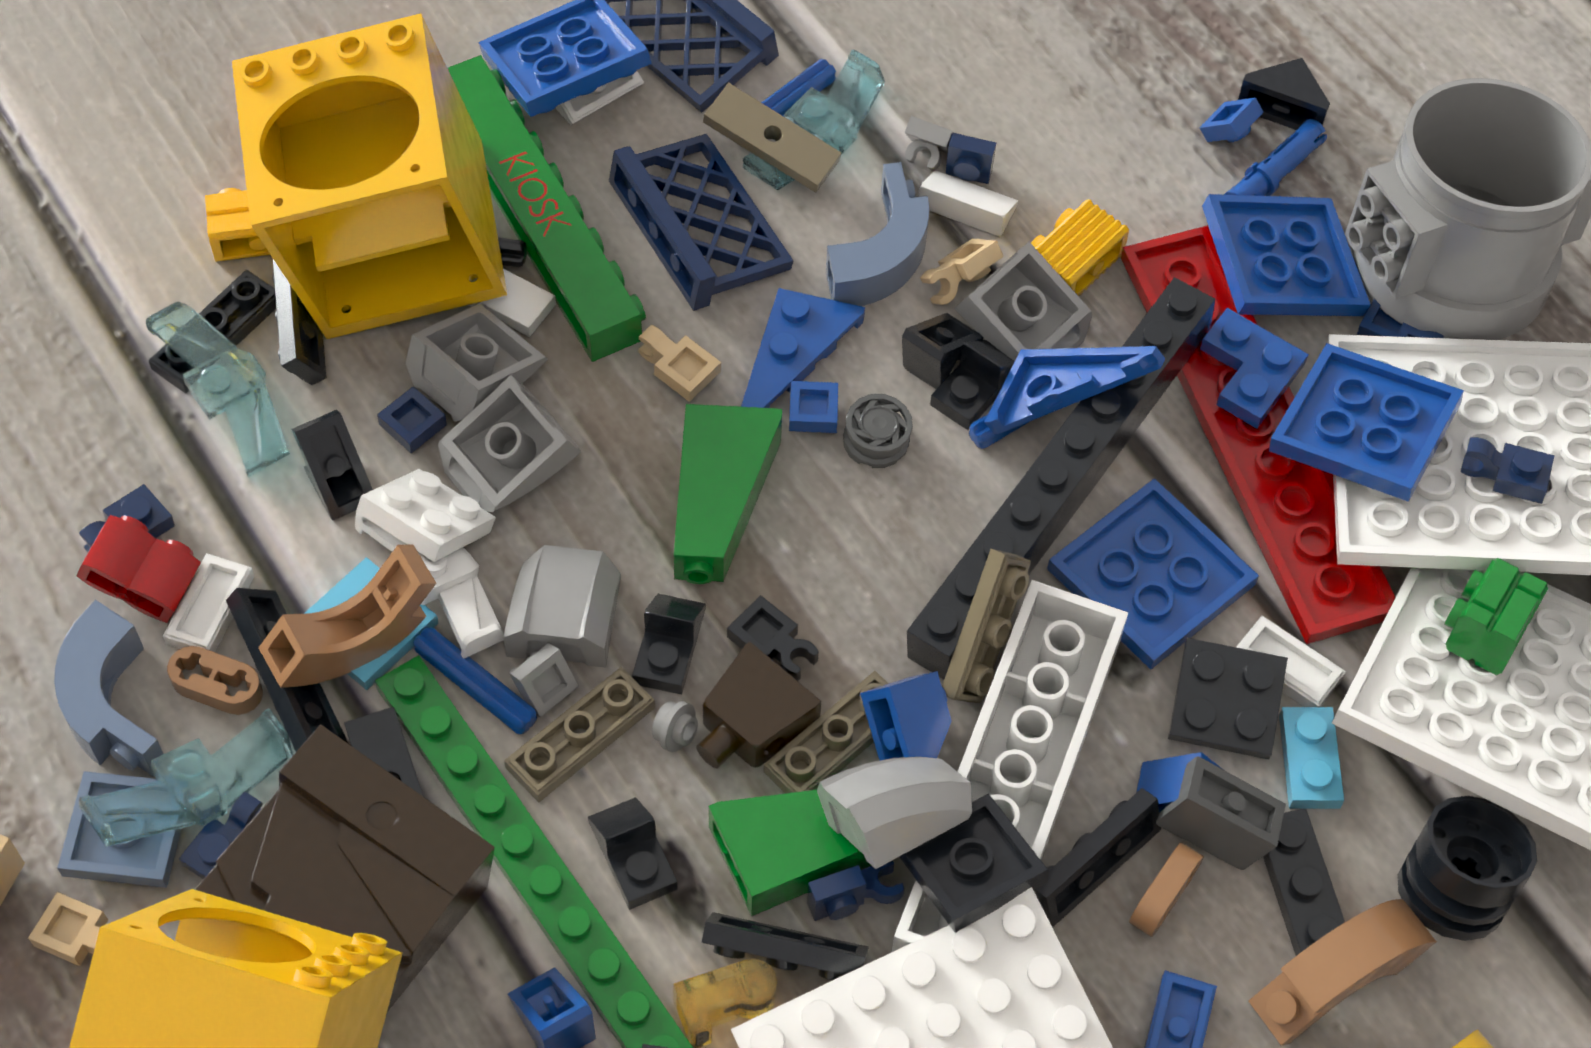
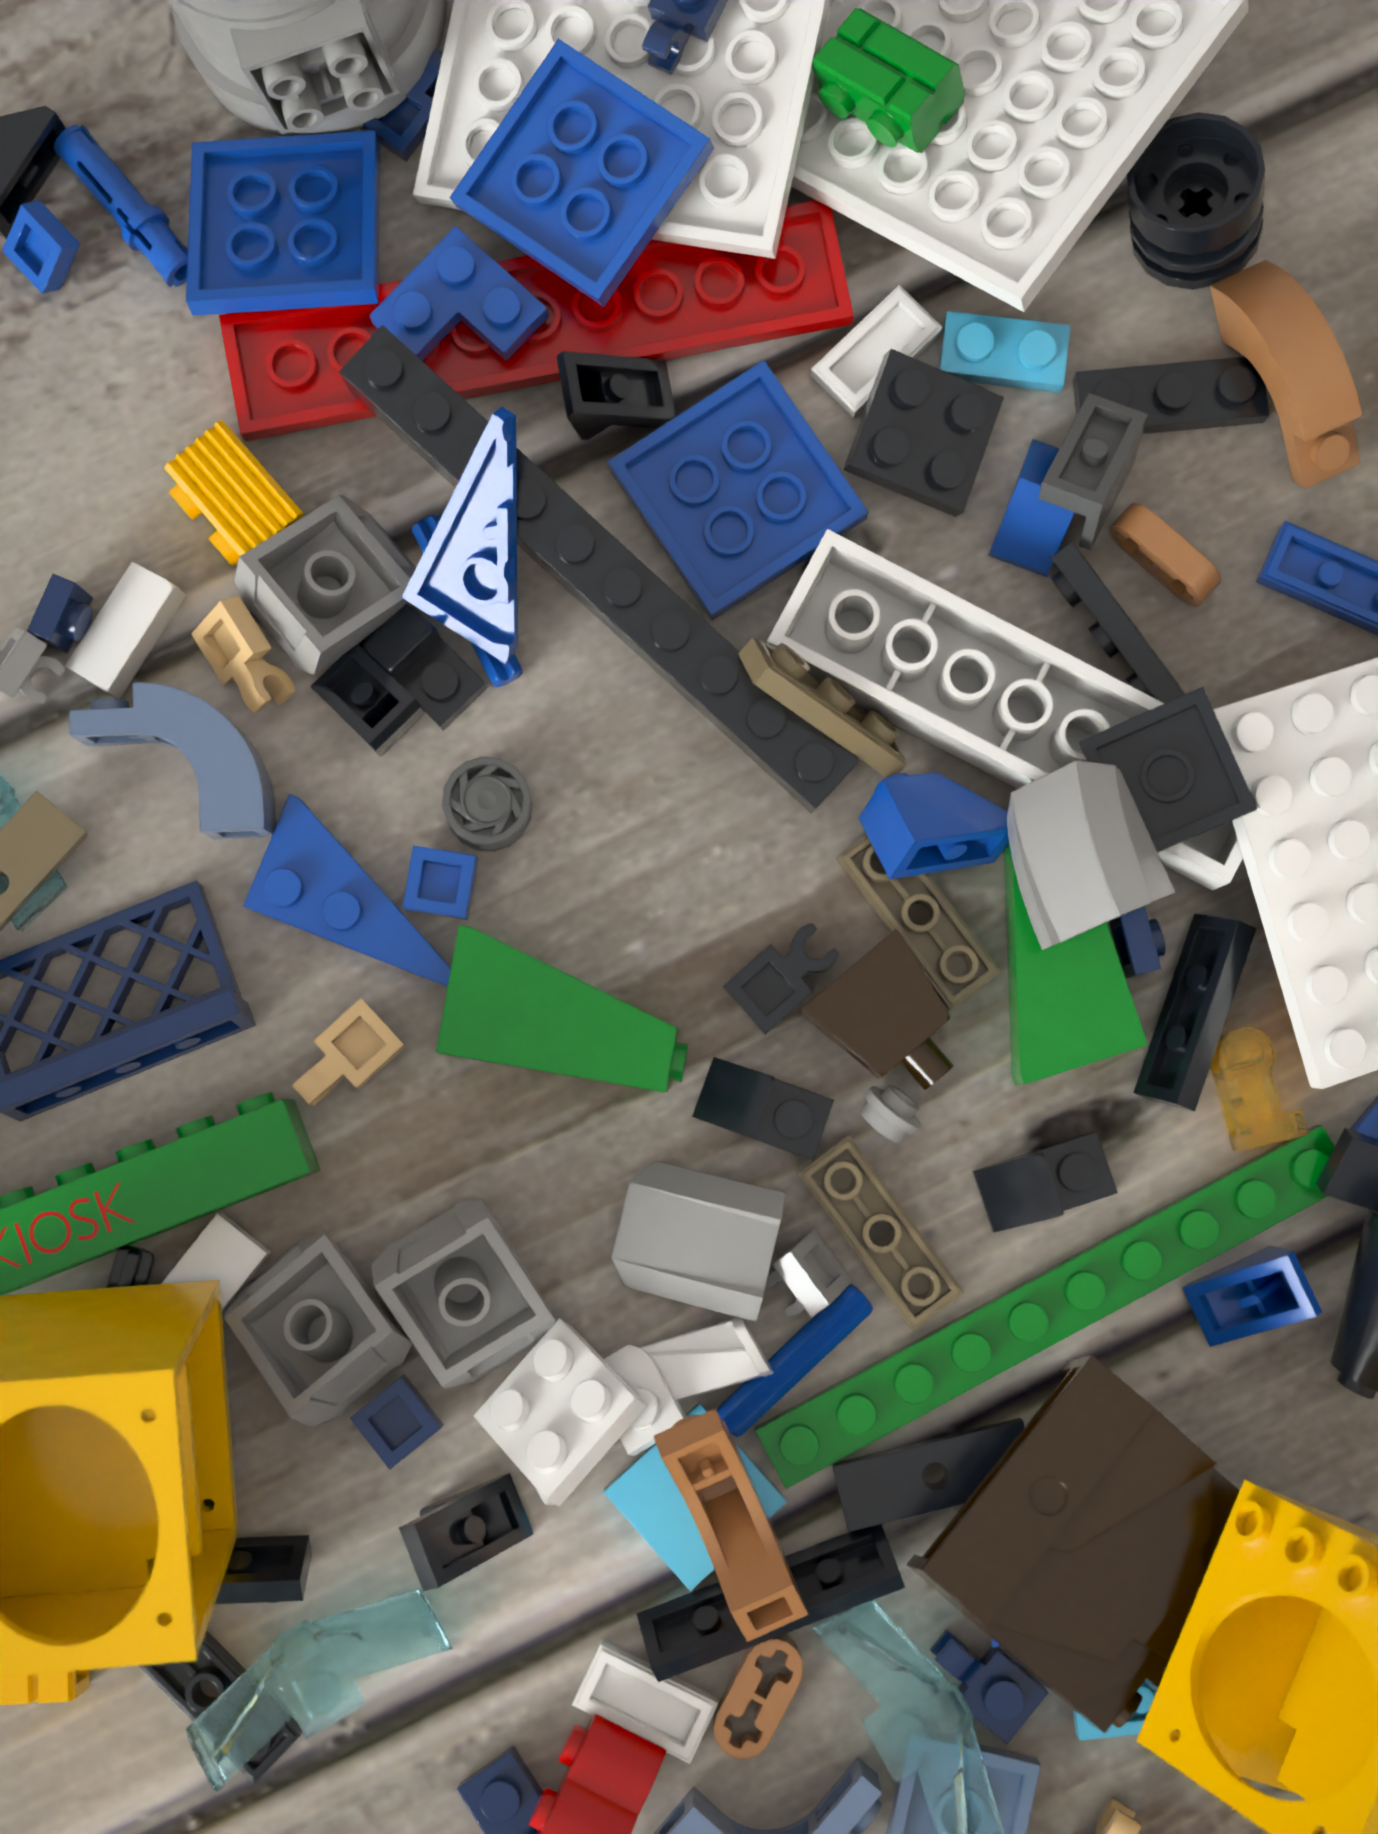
camera: 75 degrees left, 25 degrees up
(1208, 470) = (614, 392): none -> black slope

